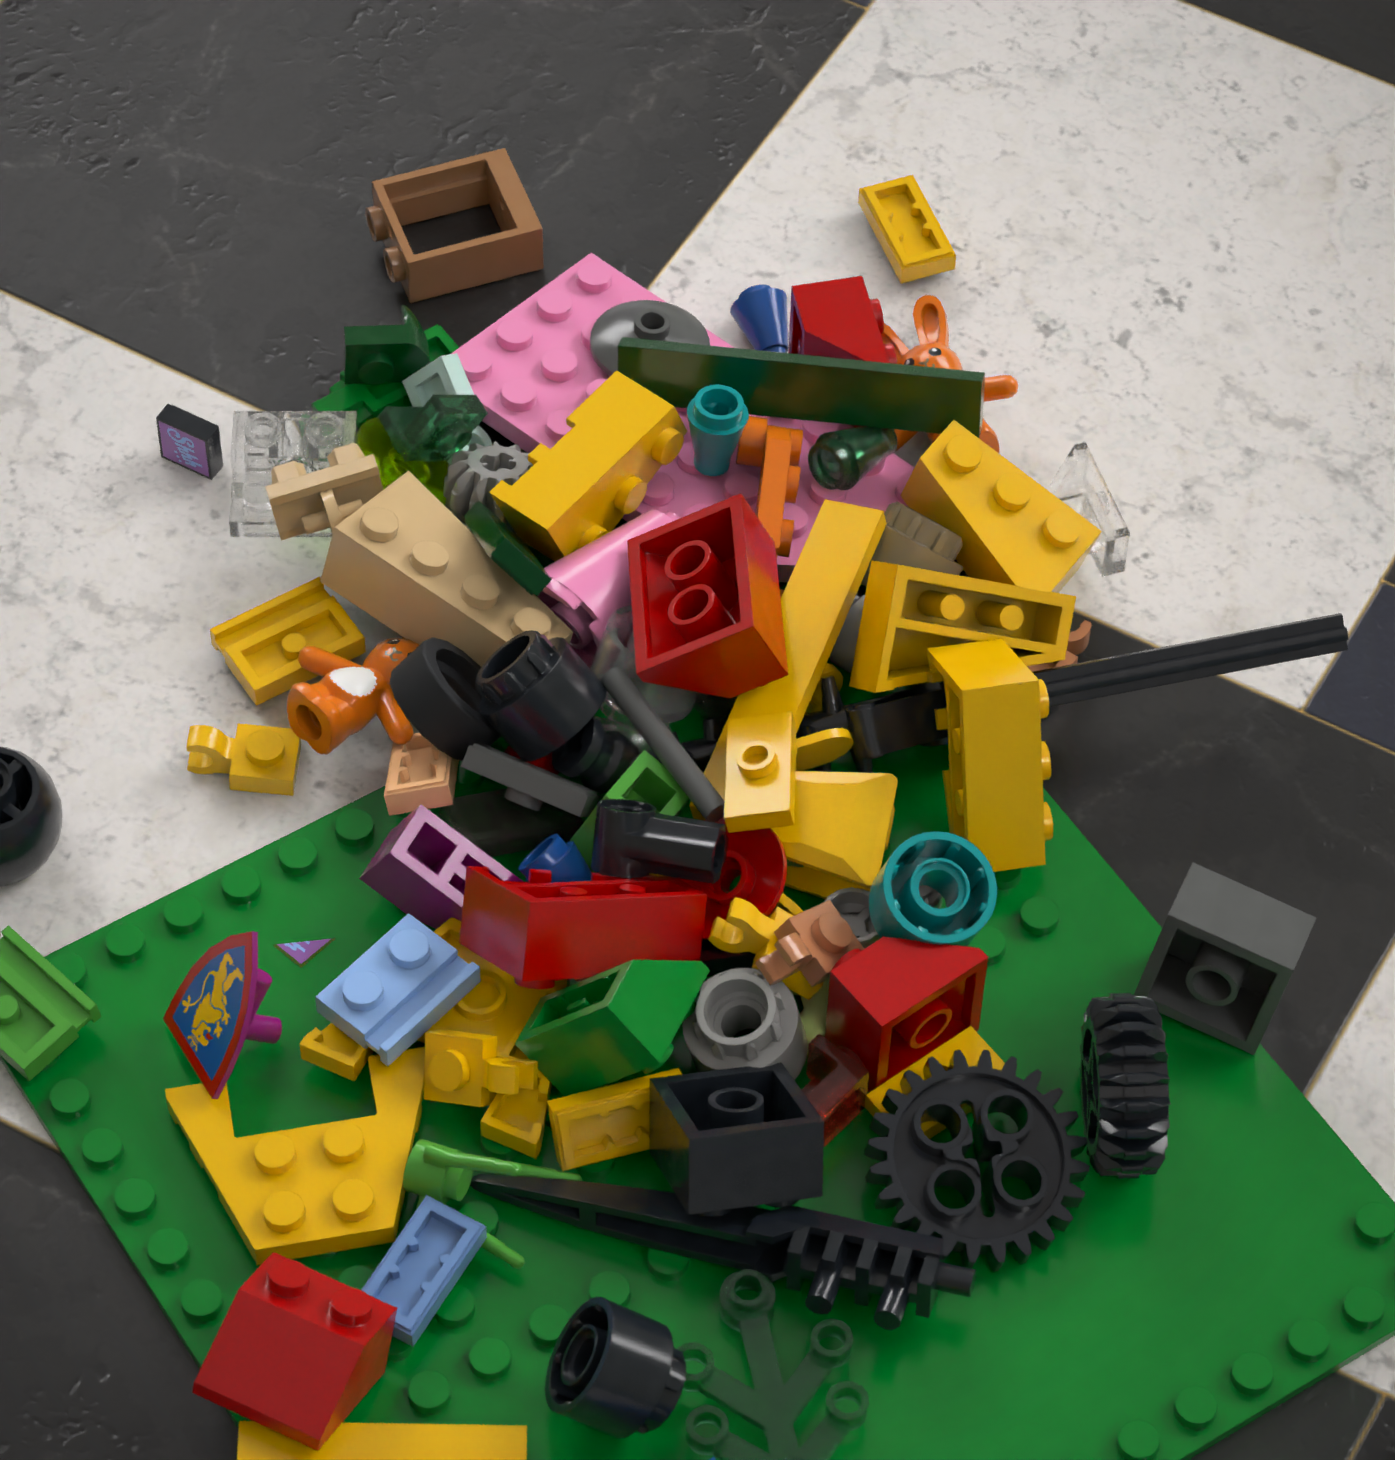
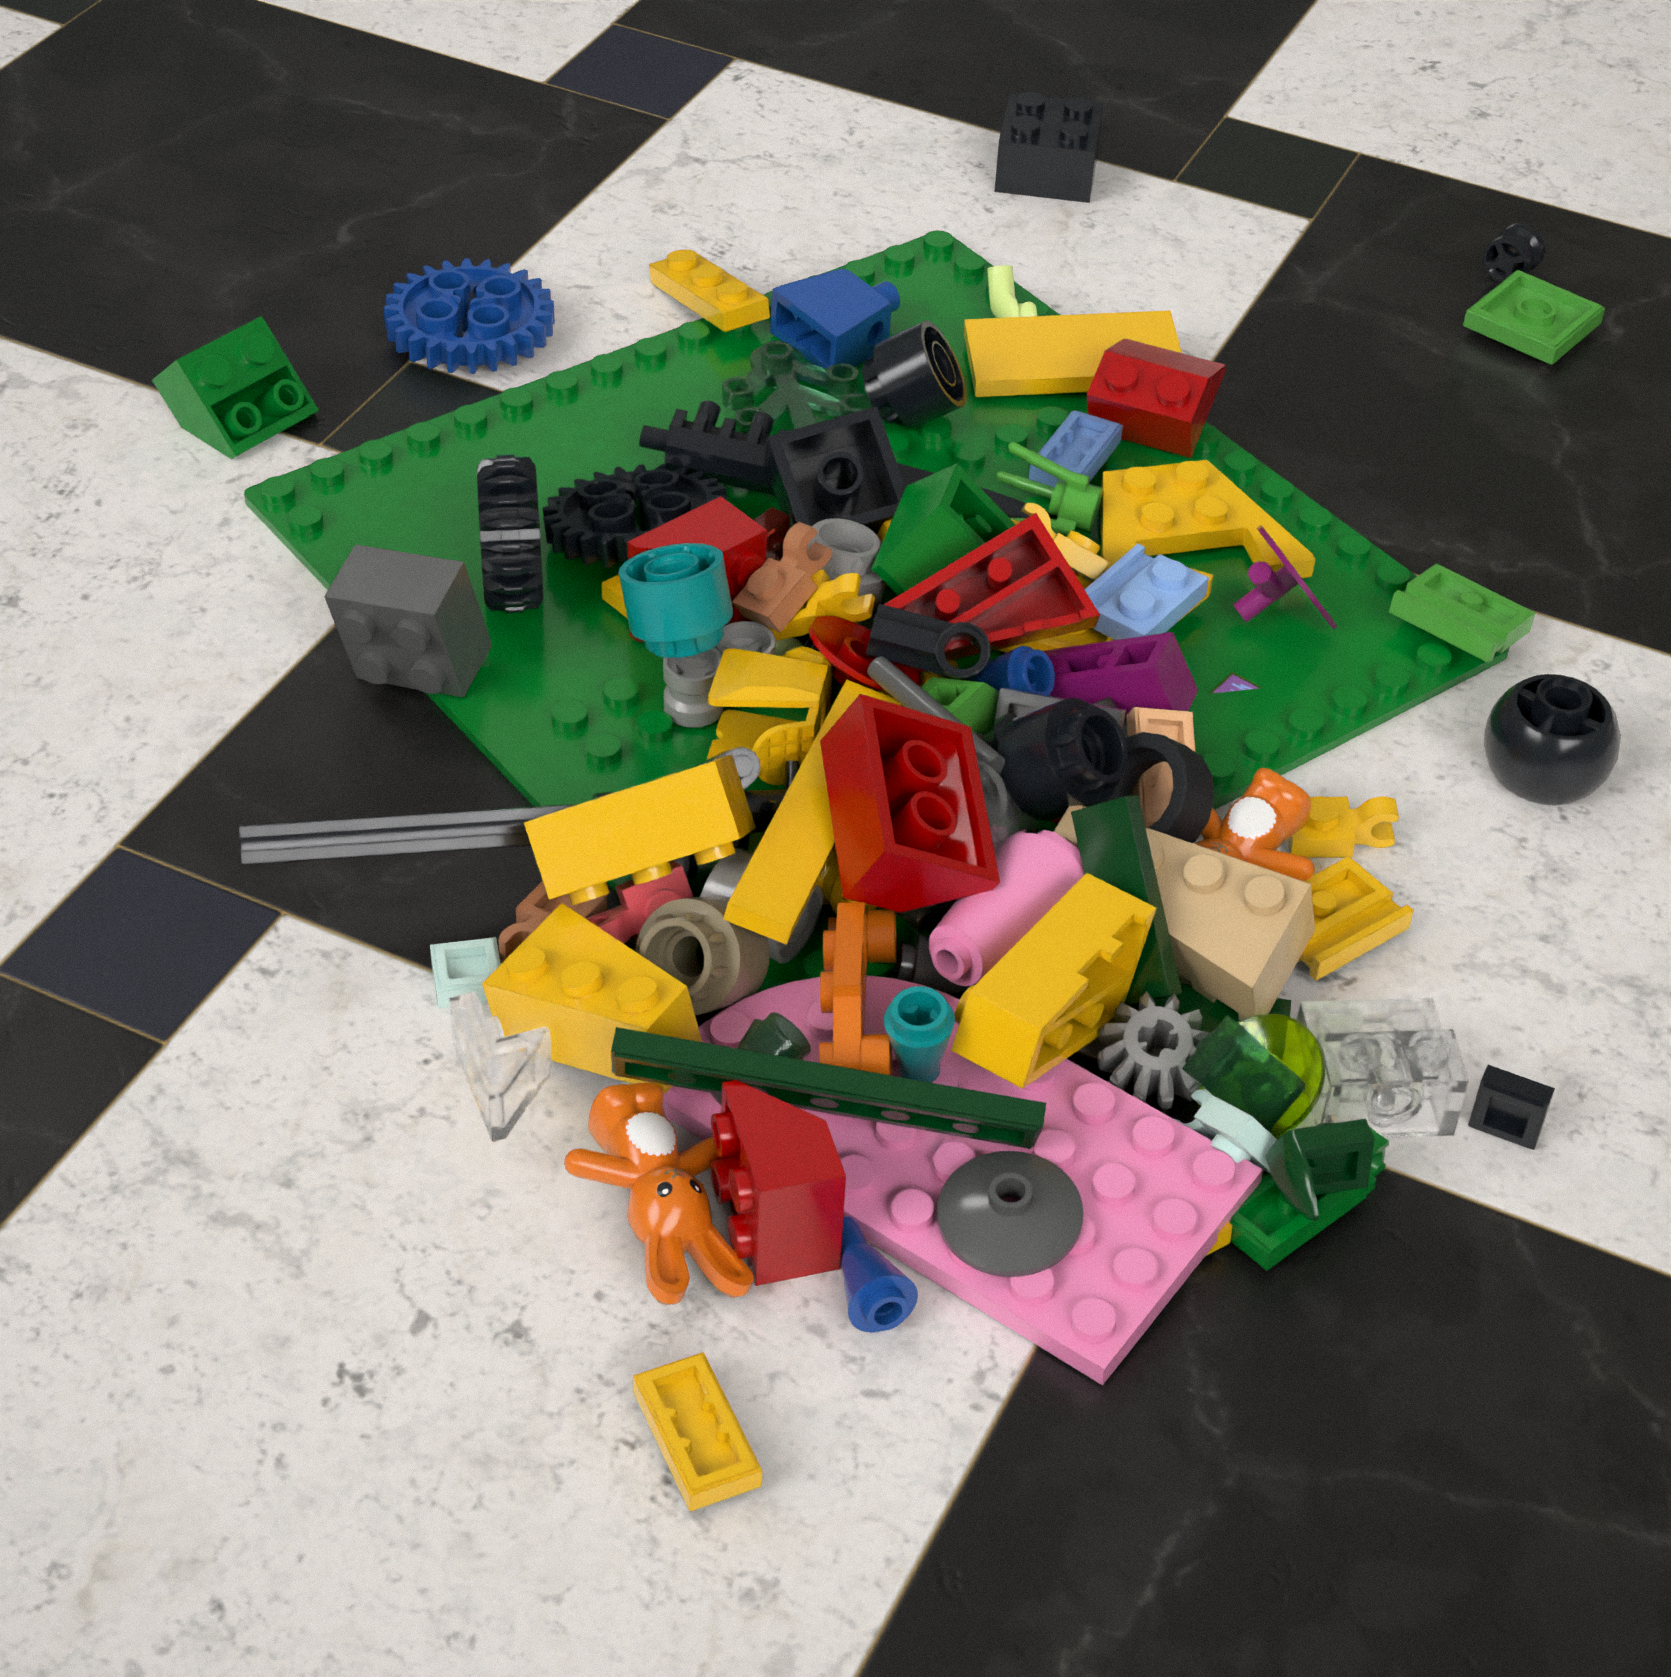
camera: 175 degrees right, 10 degrees down
(323, 497) = (1330, 967): tan hips -> none
(449, 189) = (1226, 1432): medium nougat window -> none
(760, 772) = (837, 672): yellow plate -> none
(995, 752) = (617, 719): yellow wedge -> none
(1118, 625) = (463, 967): none -> light aqua tile

